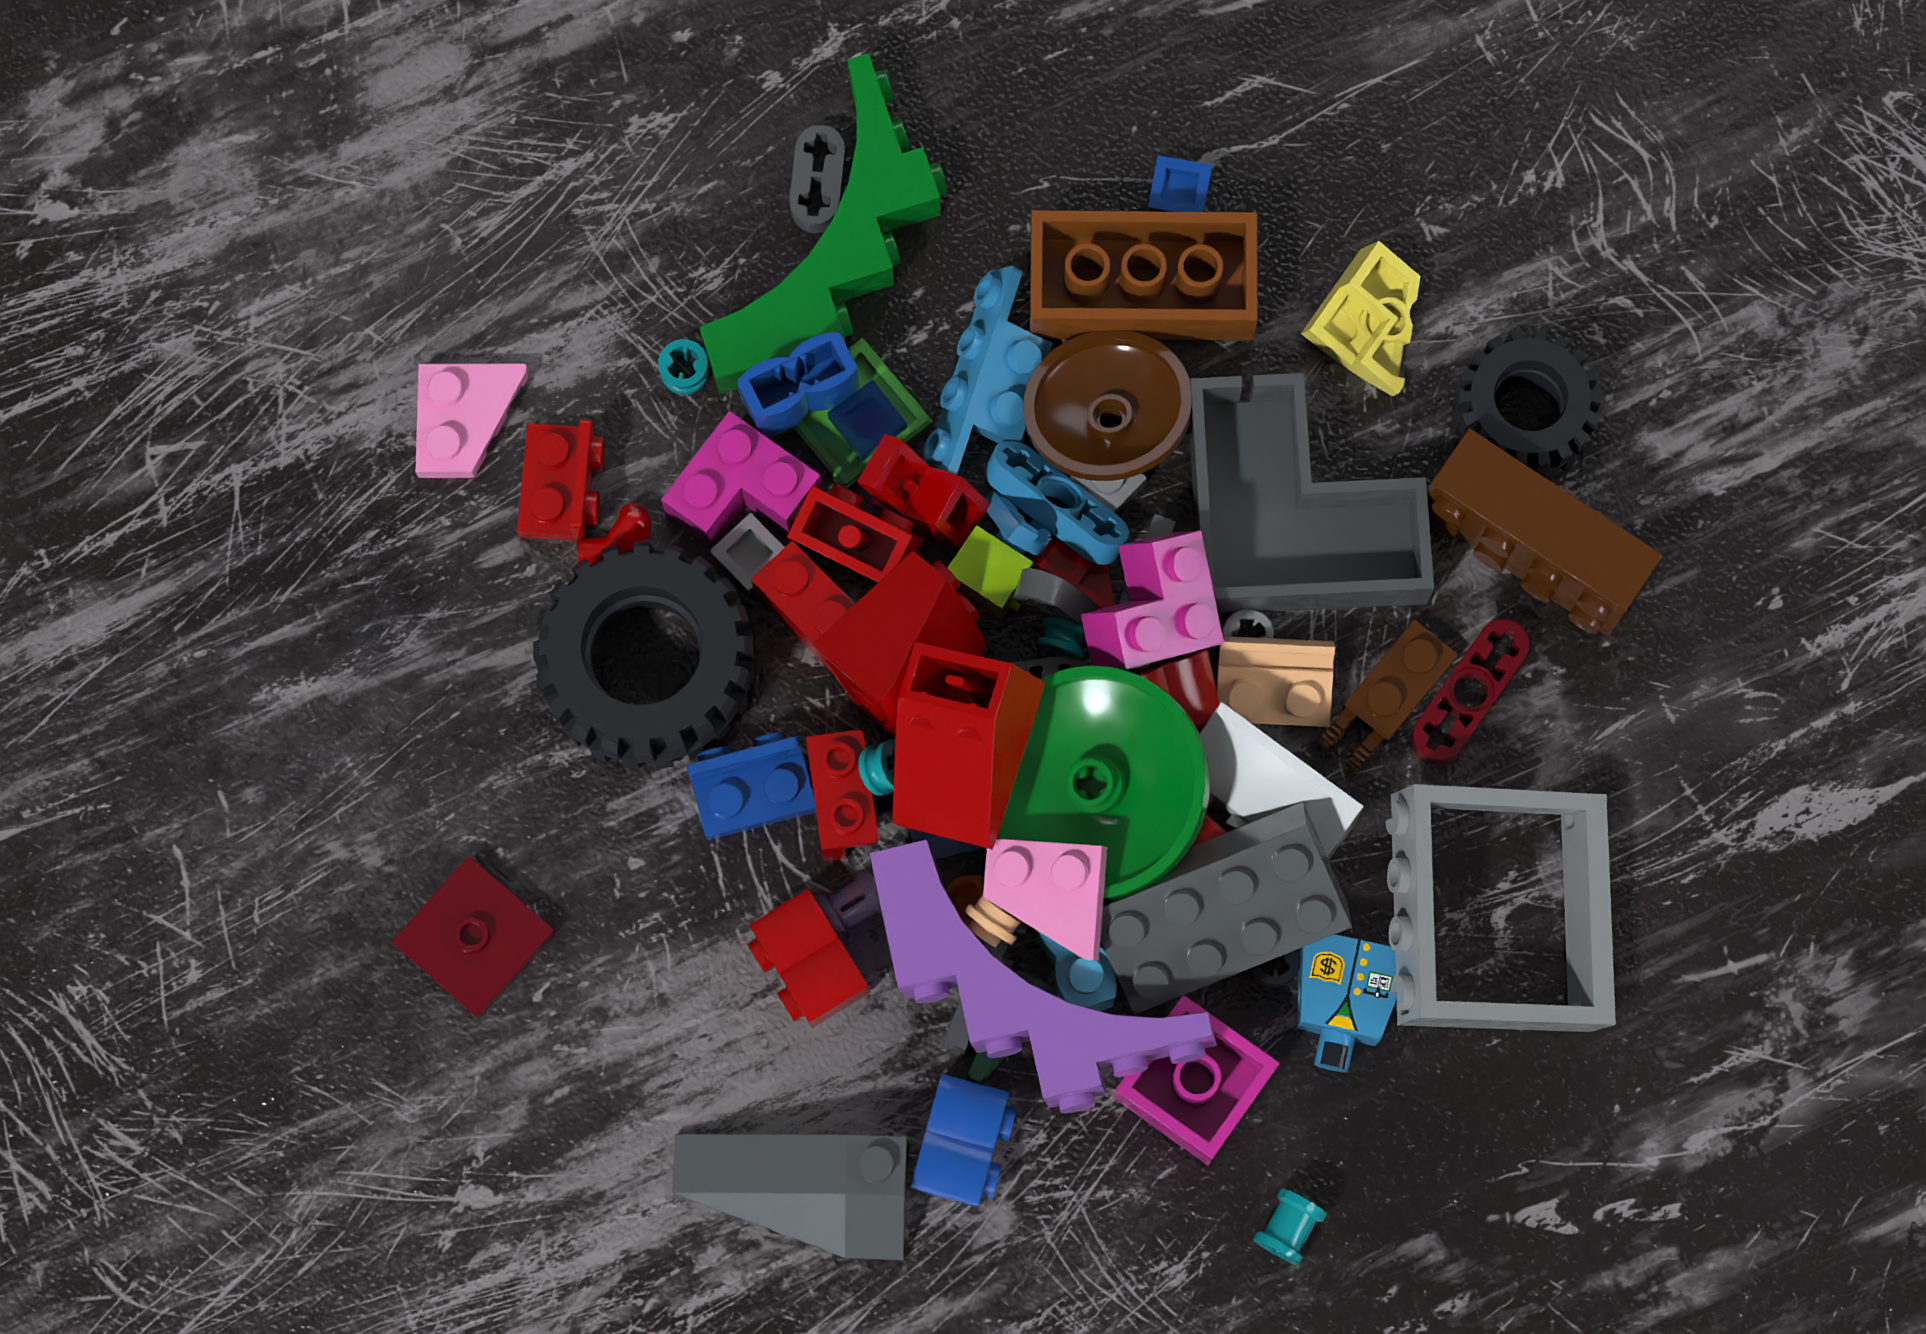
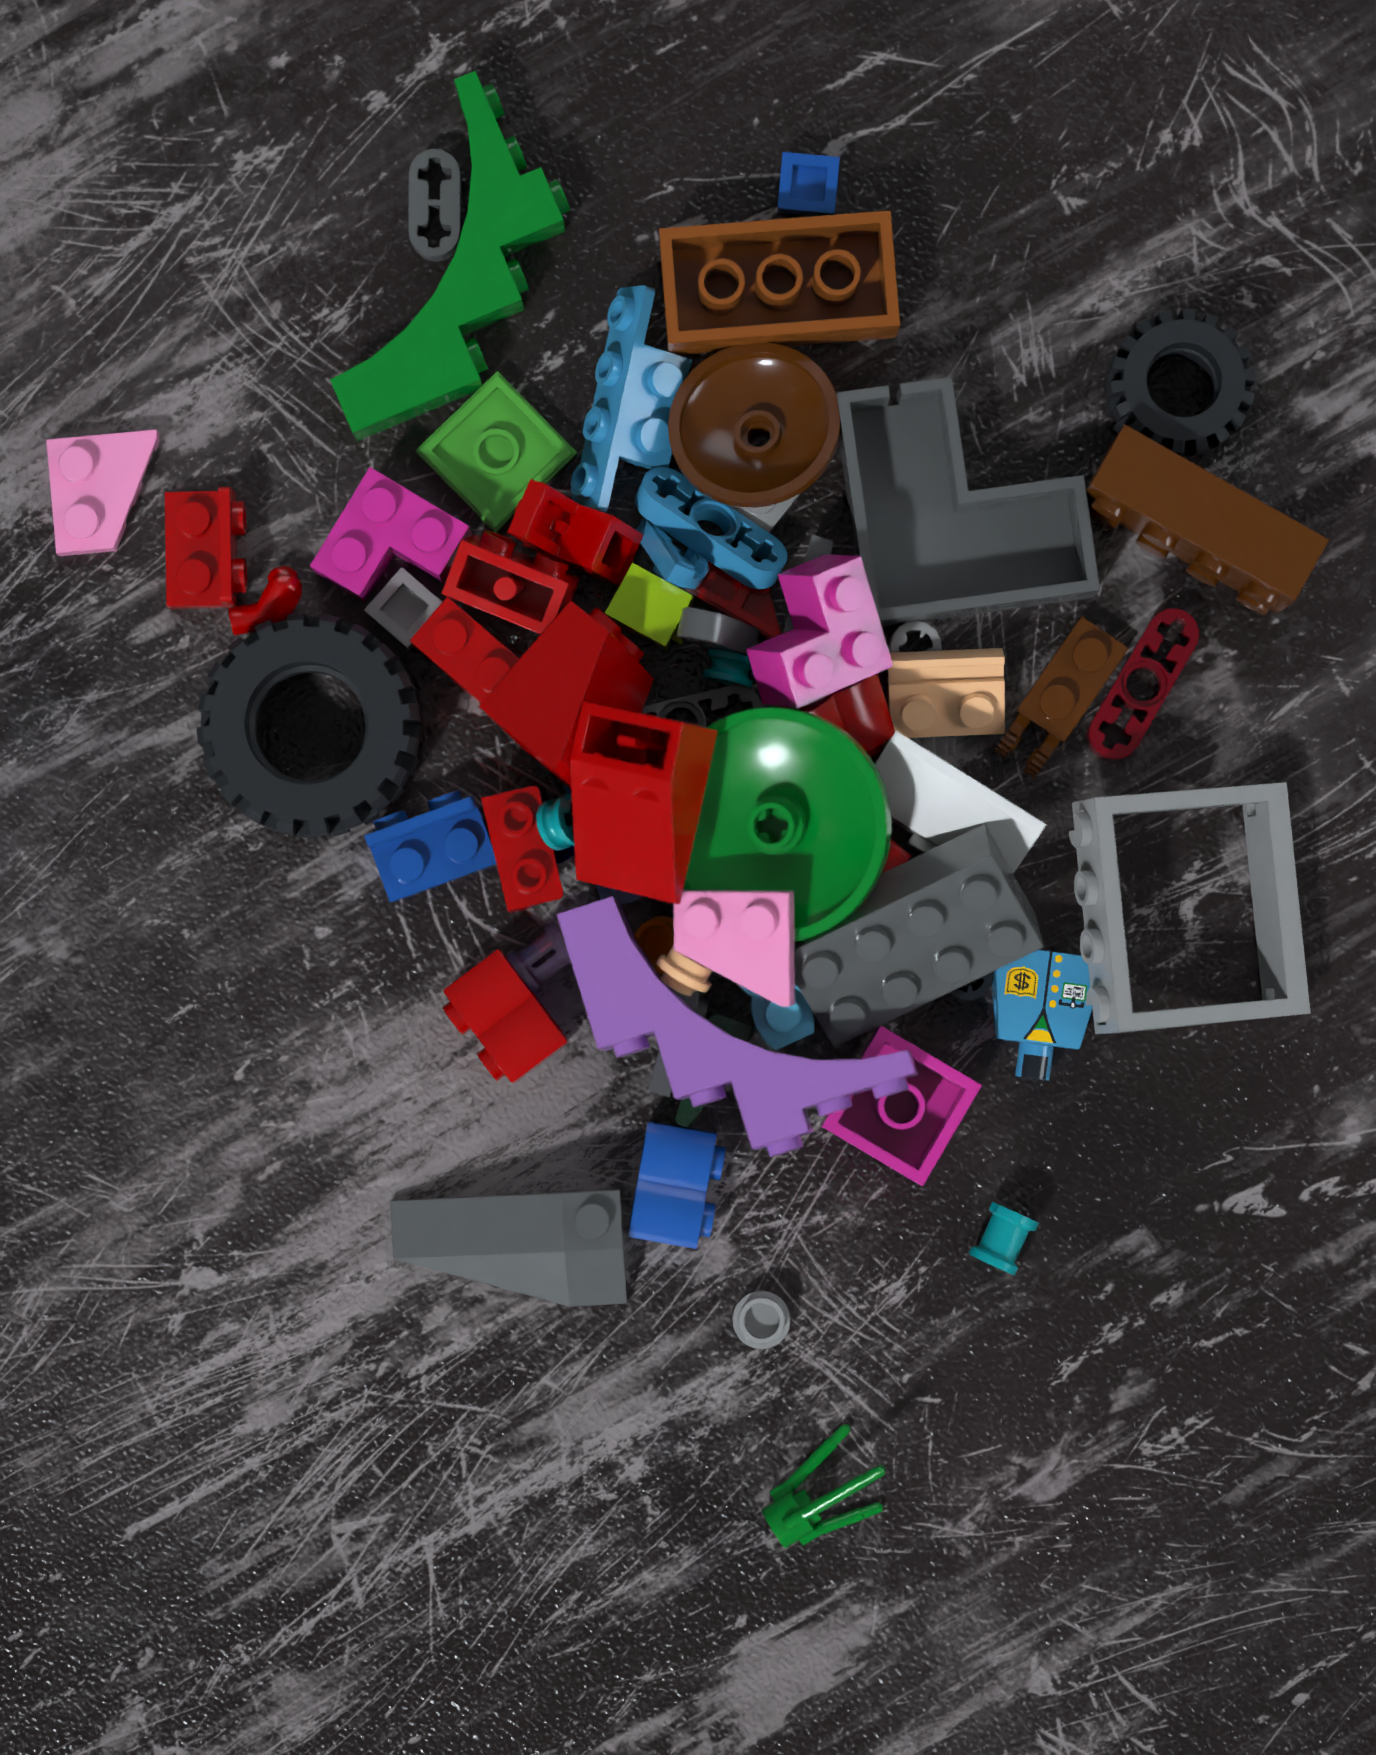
camera: 10 degrees left, 10 degrees up
(473, 937) = (168, 1023): dark red plate -> none
(666, 366) = (300, 418): teal bush -> none
(786, 388) = (451, 424): blue brick -> none
(866, 418) = (511, 461): clear blue plate -> none
(1037, 1288) = (761, 1319): none -> light grey plate
(1368, 317) = (1012, 302): light yellow slope -> none

